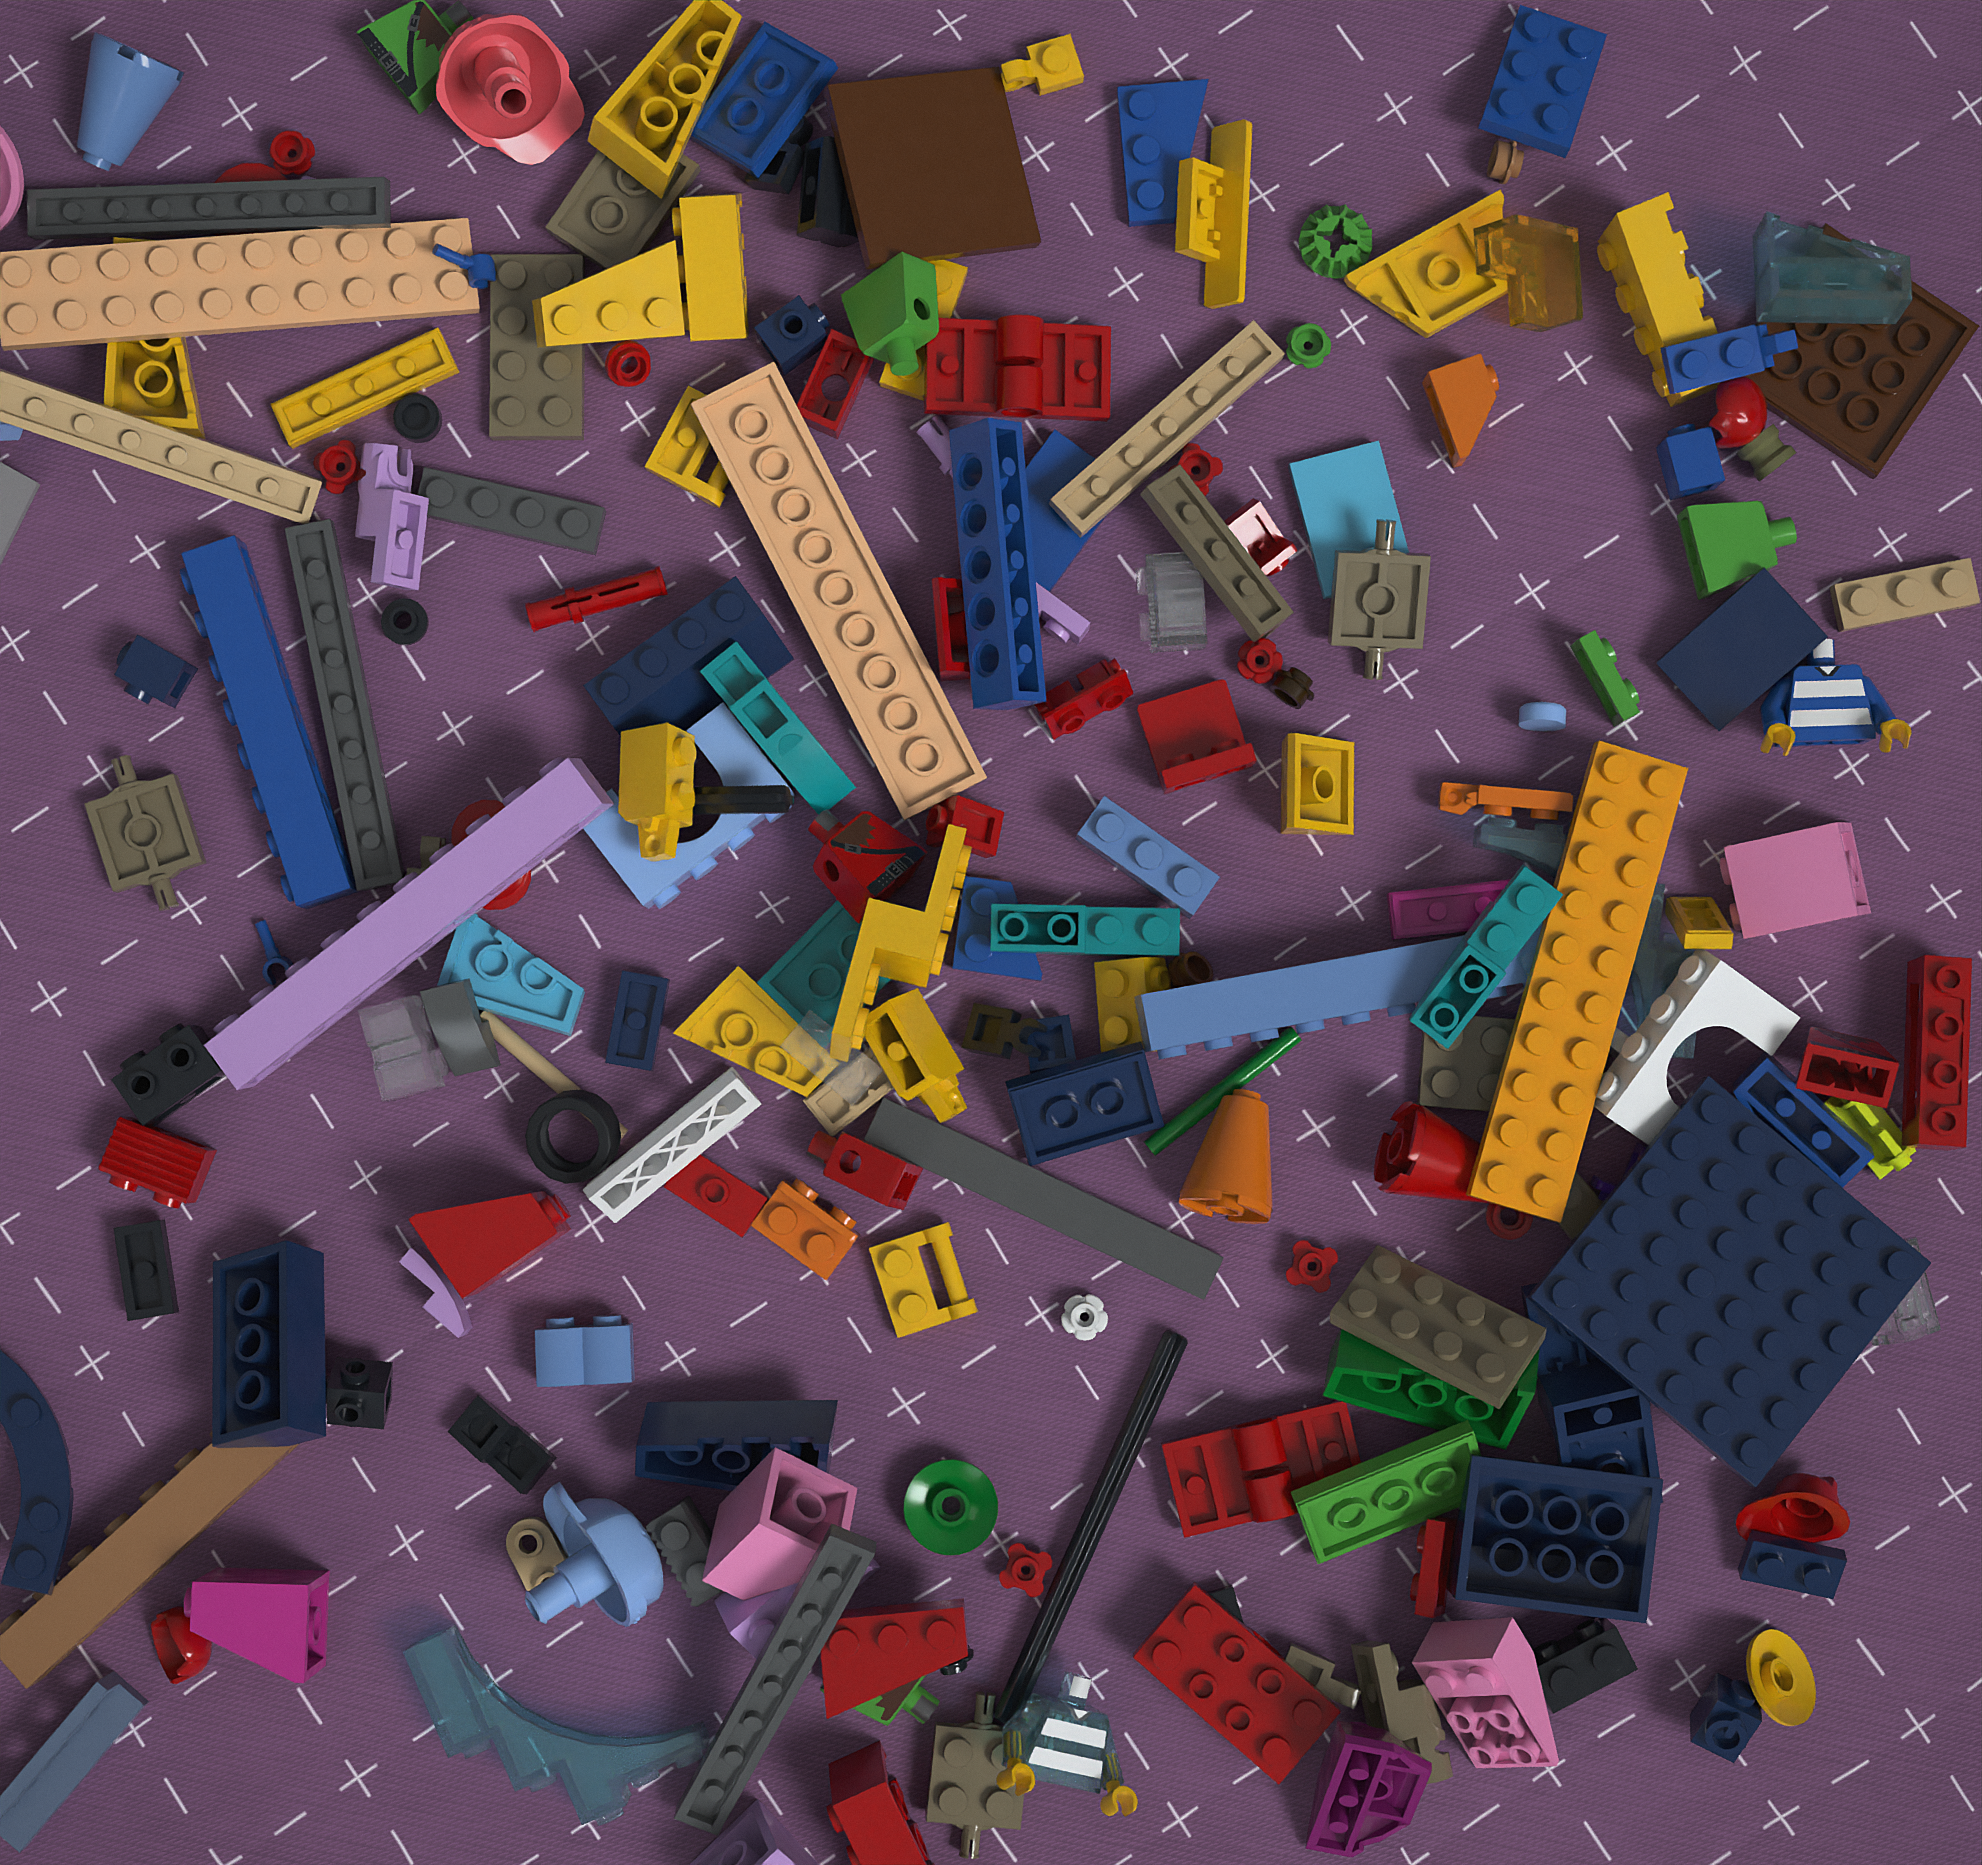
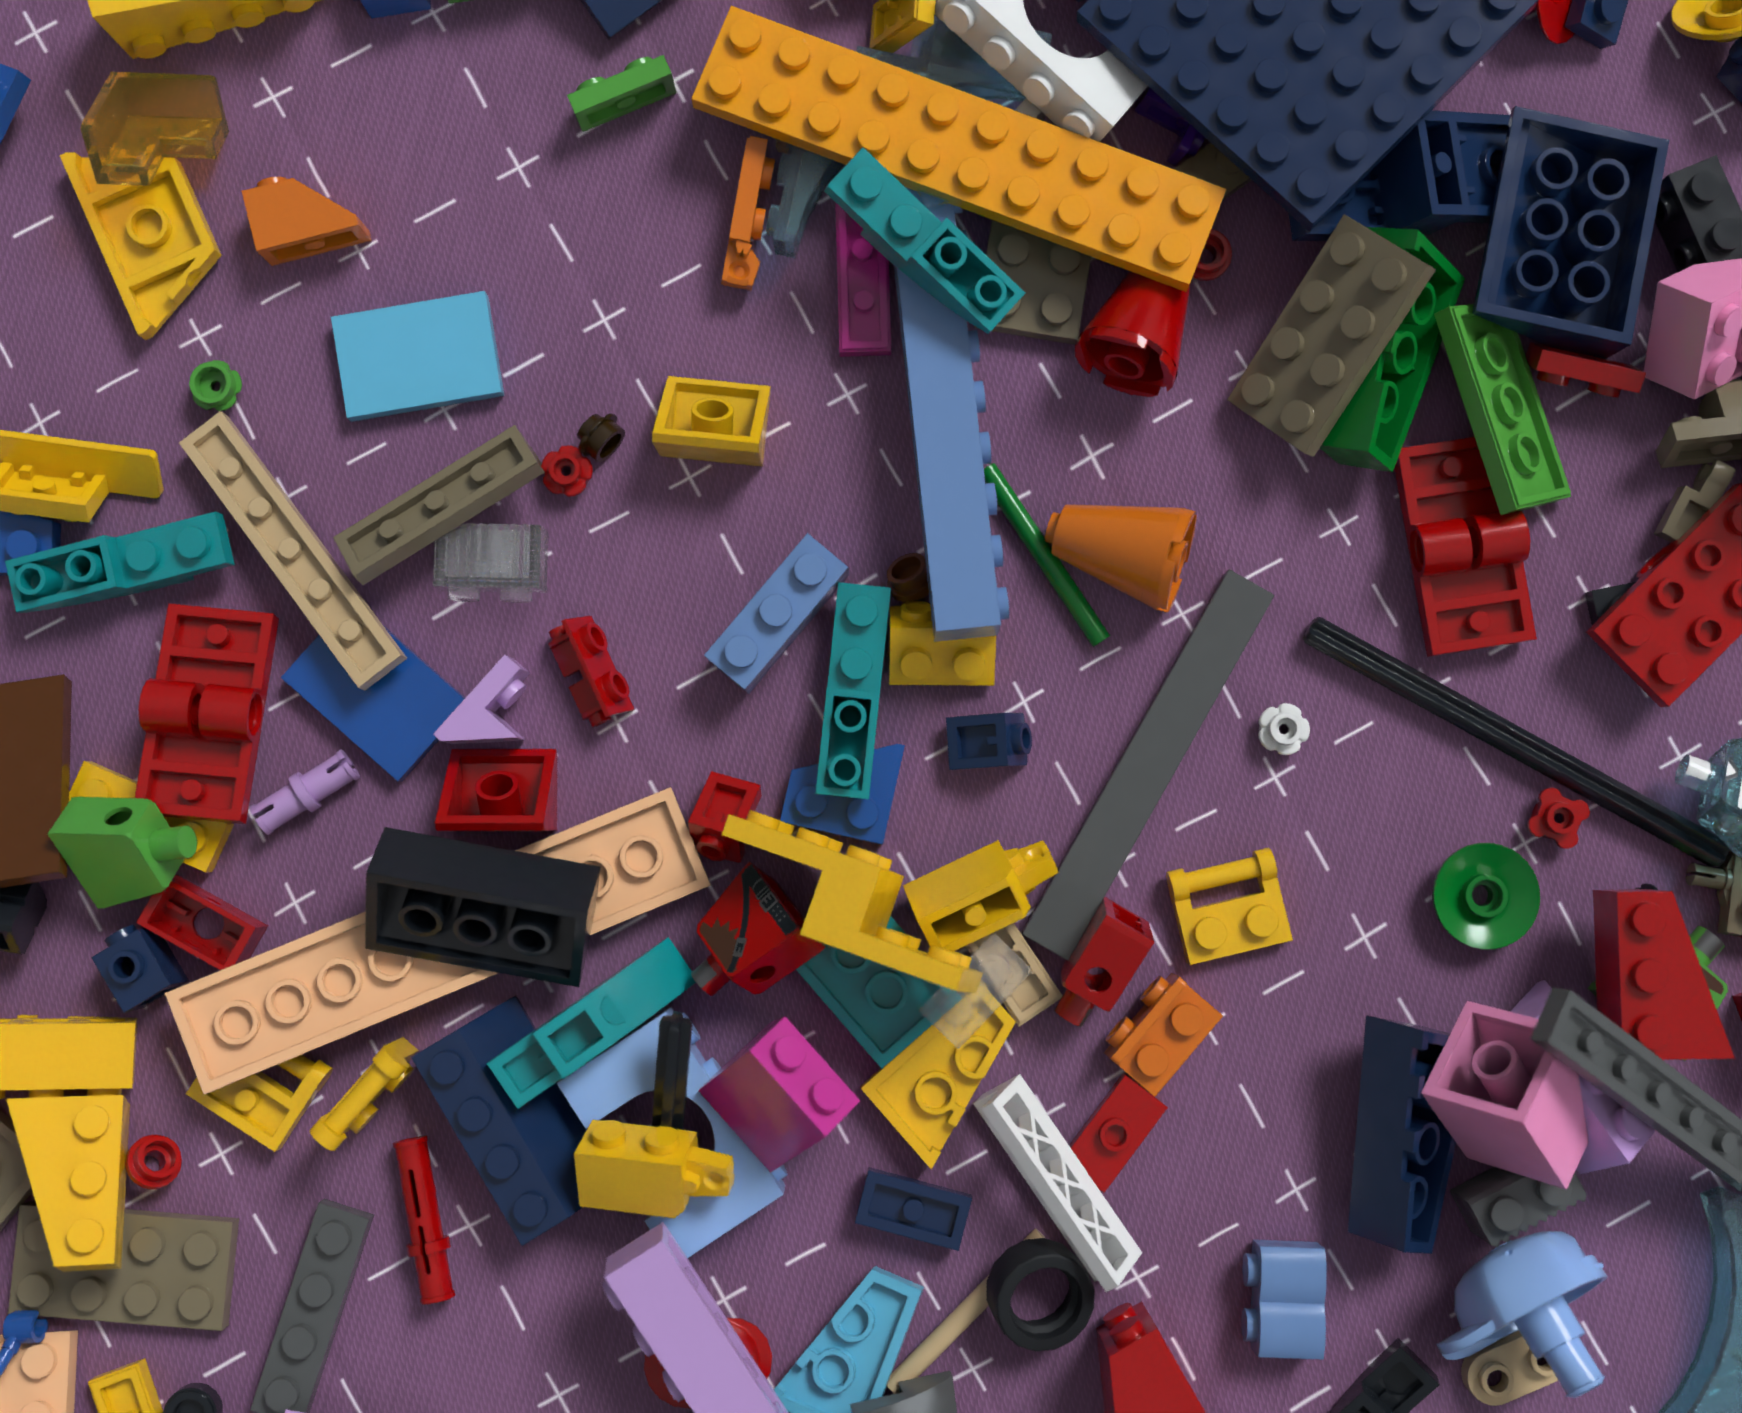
camera: 90 degrees left, 0 degrees up
(688, 532) = (356, 1107): none -> yellow plate
(729, 892) = (779, 1094): none -> dark pink slope
(869, 623) = (480, 906): none -> black slope
(997, 565) = (426, 754): blue brick -> none
(997, 1030) = (958, 797): black plate -> none
(1085, 1103) = (1048, 707): dark blue tile -> none
(1141, 282) = (120, 565): none -> teal slope
(1195, 736) = (645, 550): red bracket -> none
(1209, 466) = (339, 508): red plate -> none
(1261, 537) = (426, 454): bracket -> none
(1317, 250) = (107, 366): bright green gear -> none
(1324, 1260) = (1232, 481): red plate -> none
(1379, 599) = (509, 330): dark tan plate -> none
(1505, 161) = (29, 149): medium nougat plate -> none
(1542, 716) = (658, 165): light blue tile -> none

